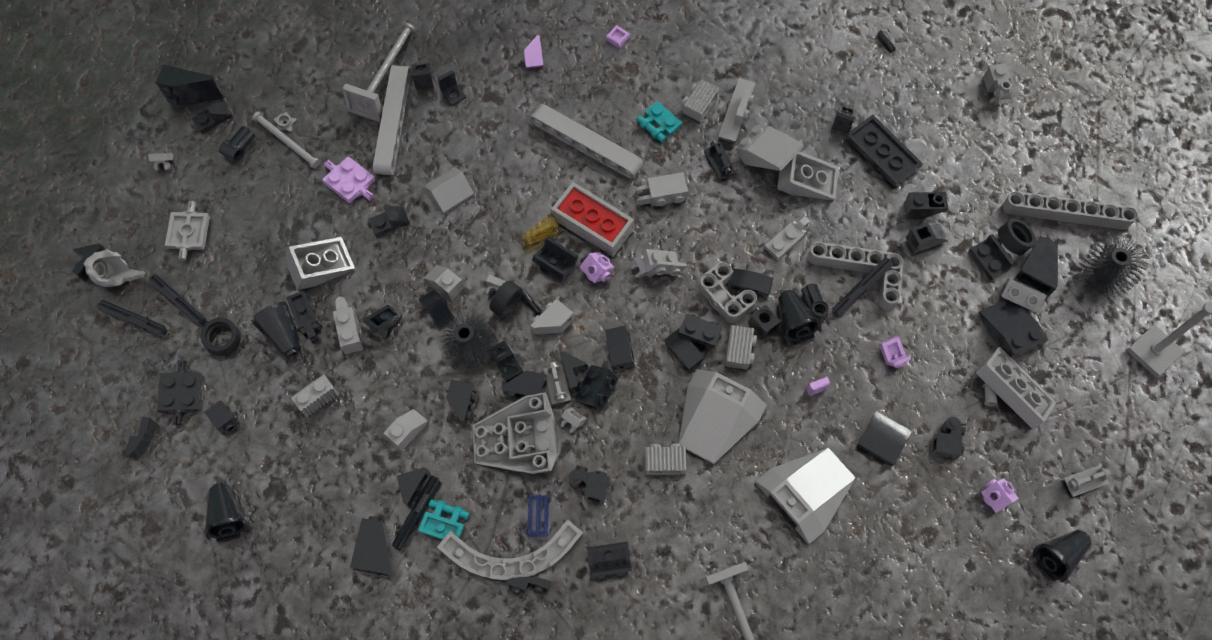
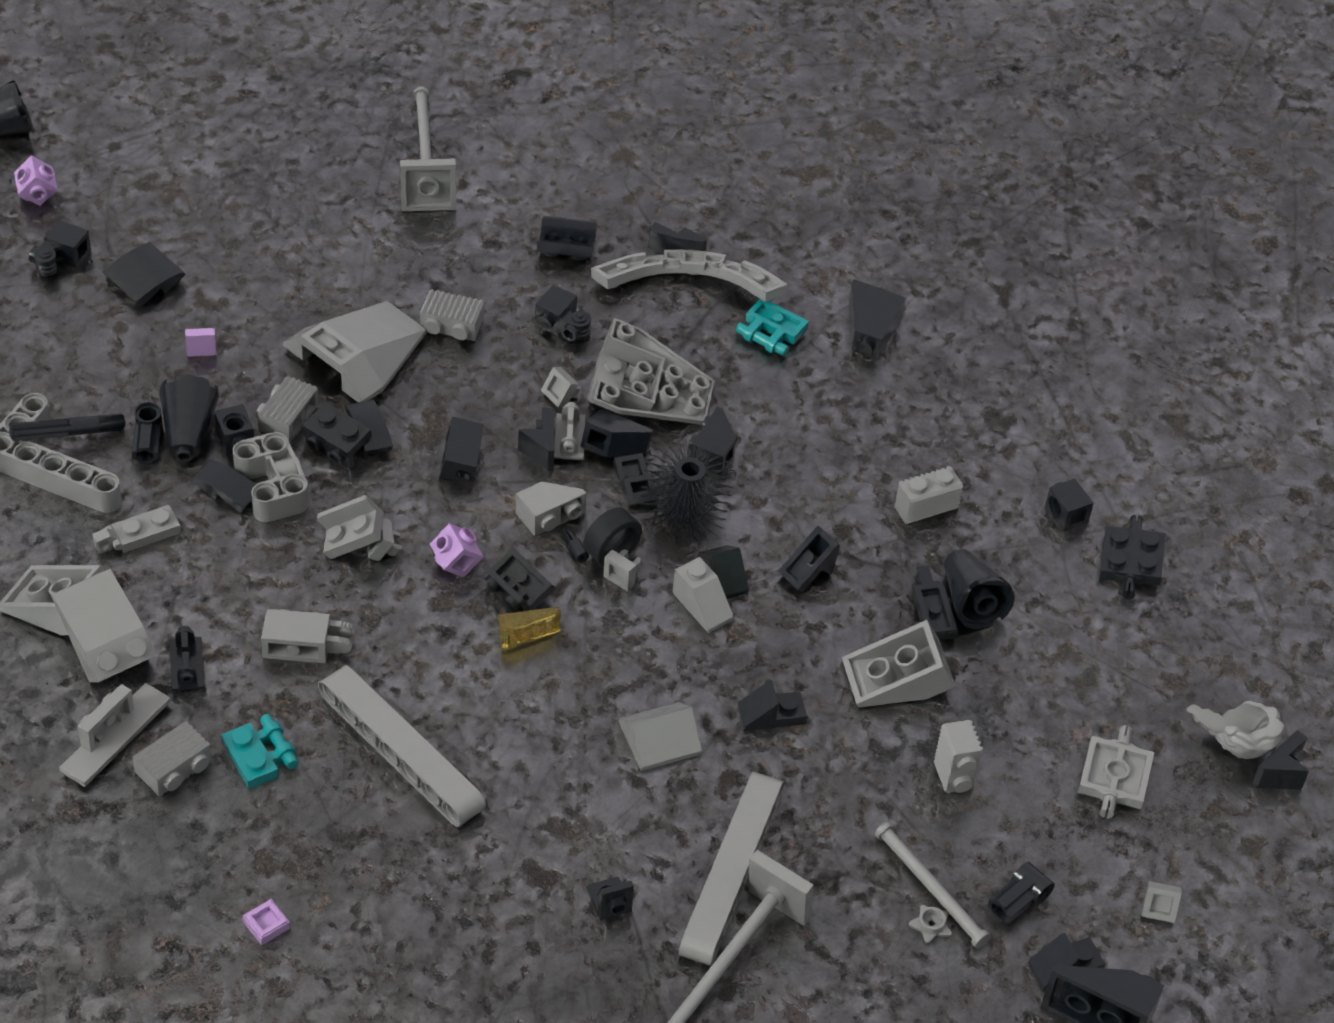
camera: 170 degrees left, 20 degrees down
(131, 318) = (1208, 669): black axle -> none
(138, 444) = (1189, 506): black slope -> none
(177, 300) = (1135, 677): black axle -> none
(213, 325) = (1060, 624): black tyre -> none
(223, 514) = (1070, 389): black cone -> none
(276, 203) = (958, 756): none -> light grey brick
(347, 327) = (866, 566): light grey hinge -> none
(348, 180) = (829, 789): lavender plate -> none
(405, 429) = (803, 429): light grey slope -> none
(411, 484) = (805, 371): black slope -> none
(416, 512) = (806, 346): black axle -> none
(422, 76) = (659, 932): black slope -> none
(533, 54) = (437, 924): lavender slope -> none
(538, 509) = (648, 294): clear blue tile -> none
(592, 219) = (437, 613): brick -> none
(597, 387) = (518, 413): black bracket -> none
(809, 490) = (279, 248): light grey wedge -> none
(894, 352) = (70, 349): lavender bracket -> none

